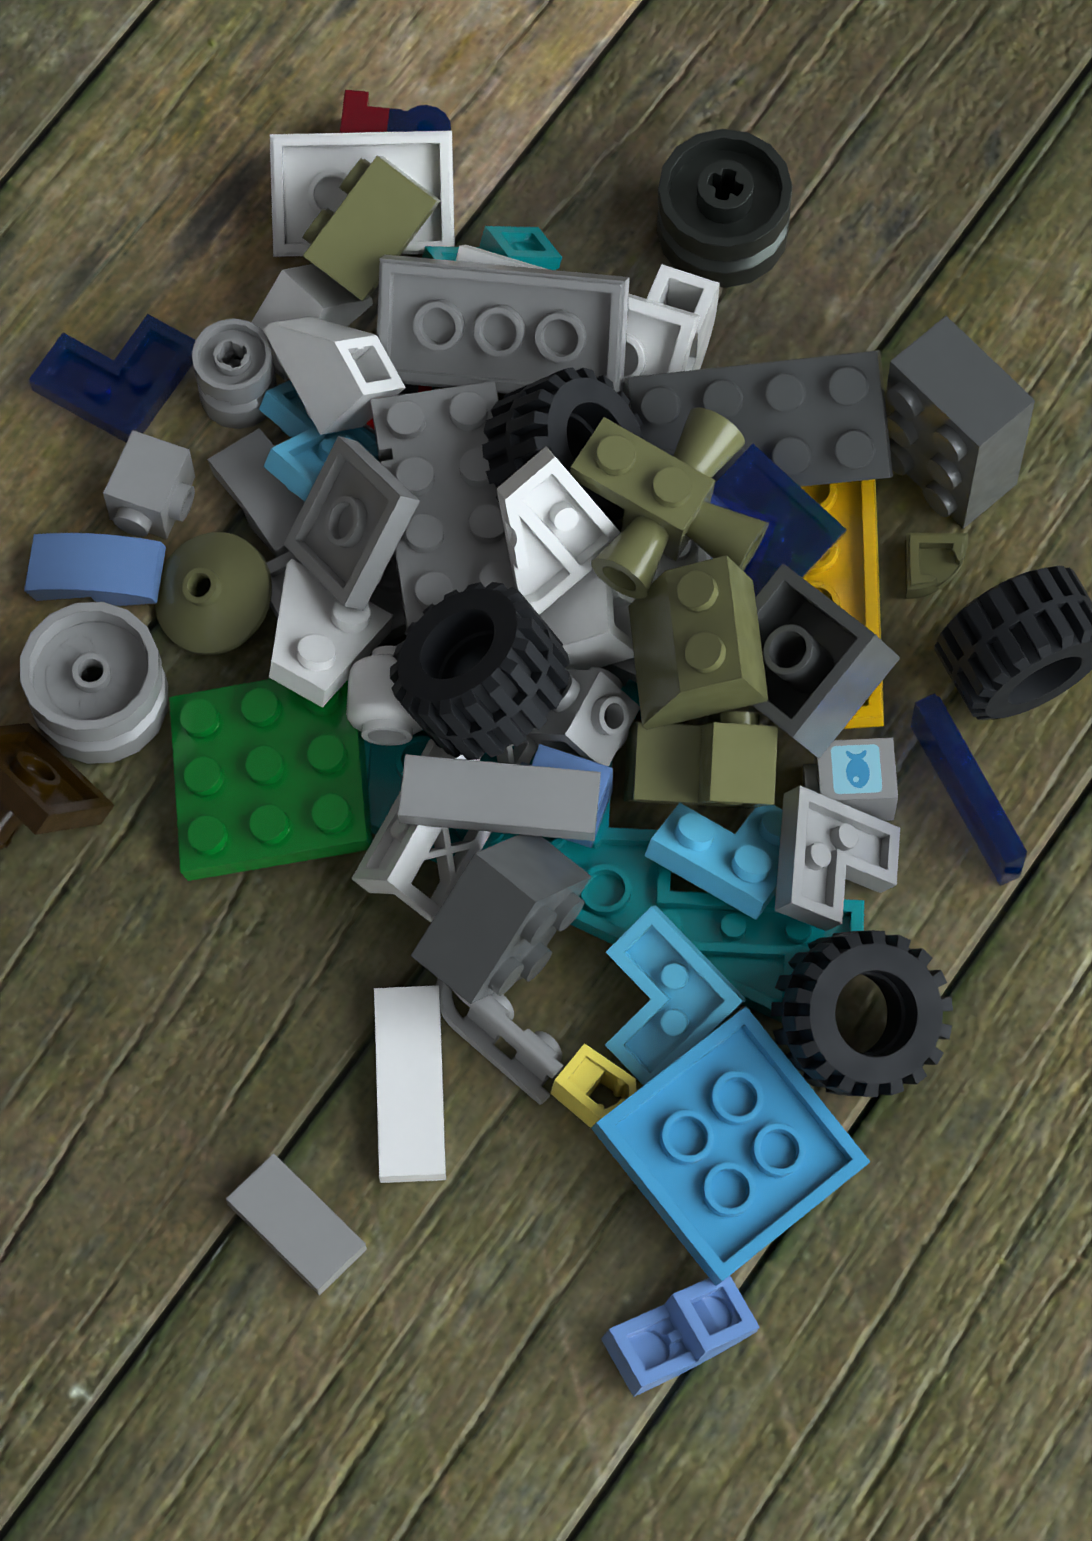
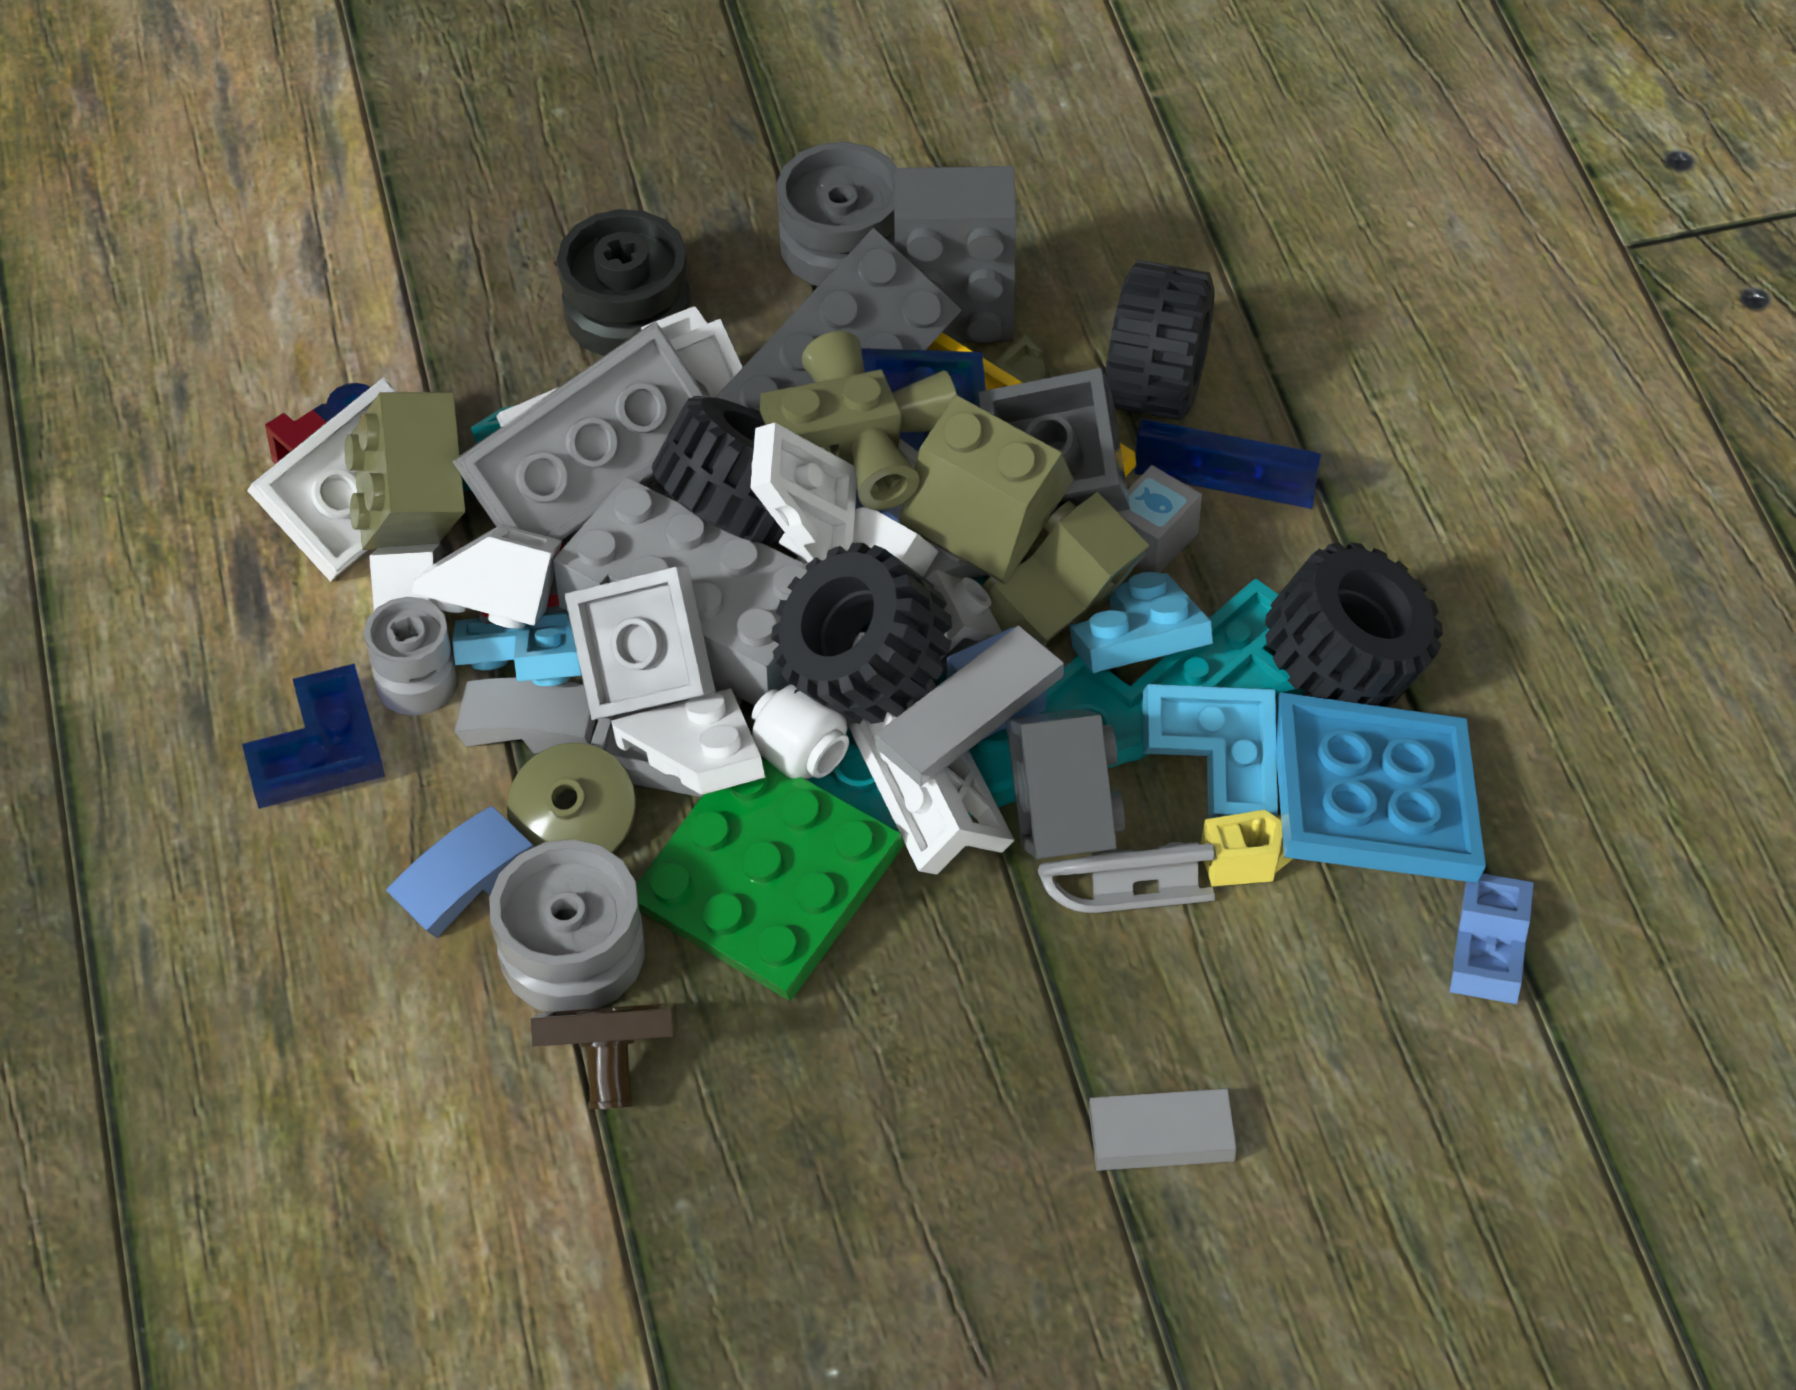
camera: 50 degrees left, 15 degrees down
(150, 486) = (437, 779): light grey brick -> none
(409, 1084) = (1117, 970): white tile -> none
(823, 847) = (1207, 566): light grey plate -> none
(940, 274) = (830, 203): none -> dark grey wheel

